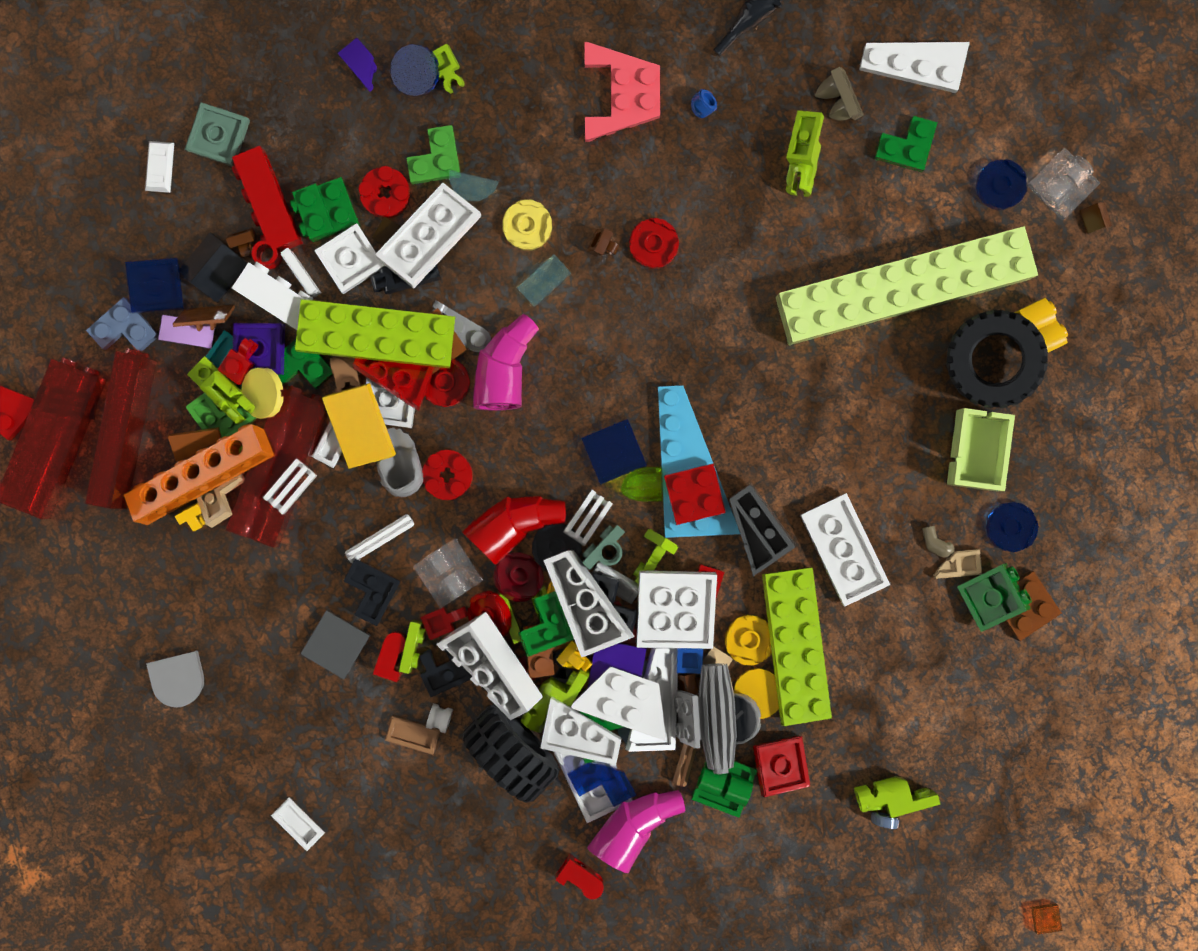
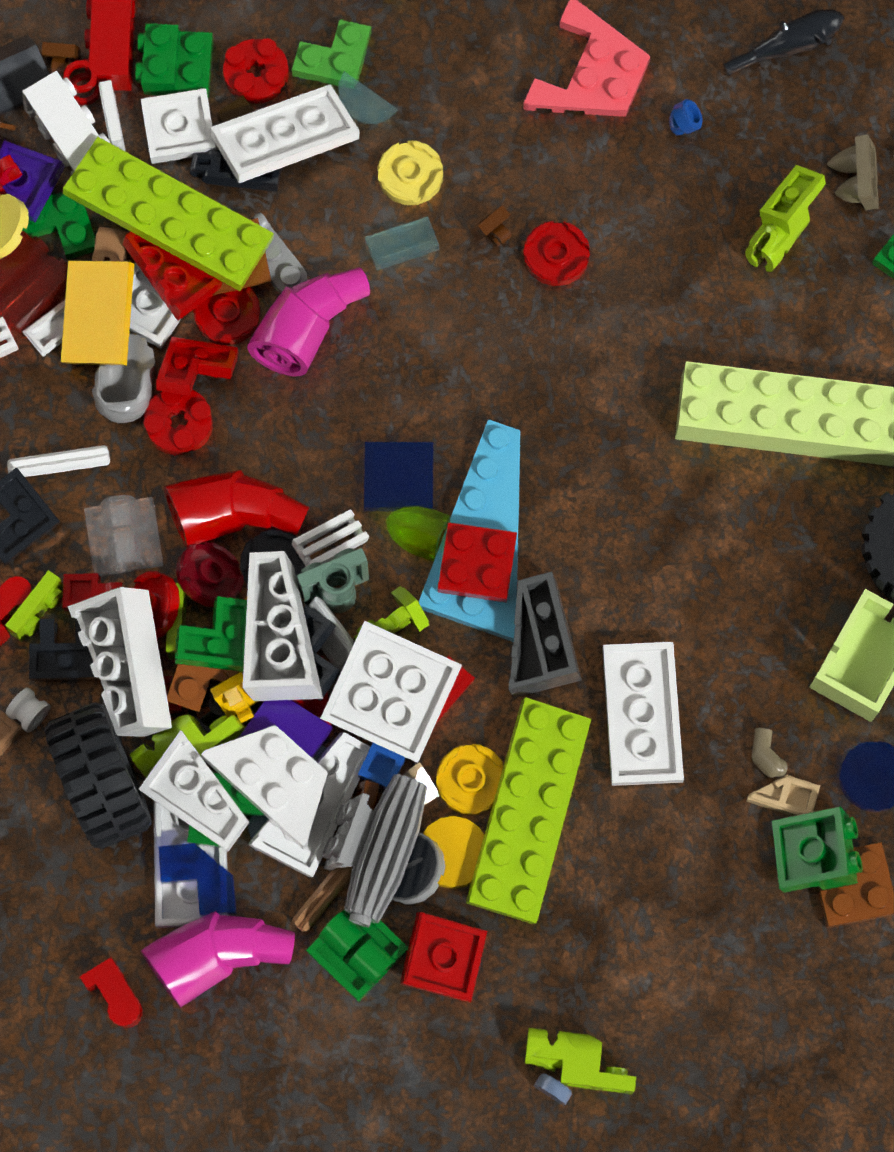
camera: 25 degrees right, 15 degrees down
(434, 430) = (190, 357): none -> red plate

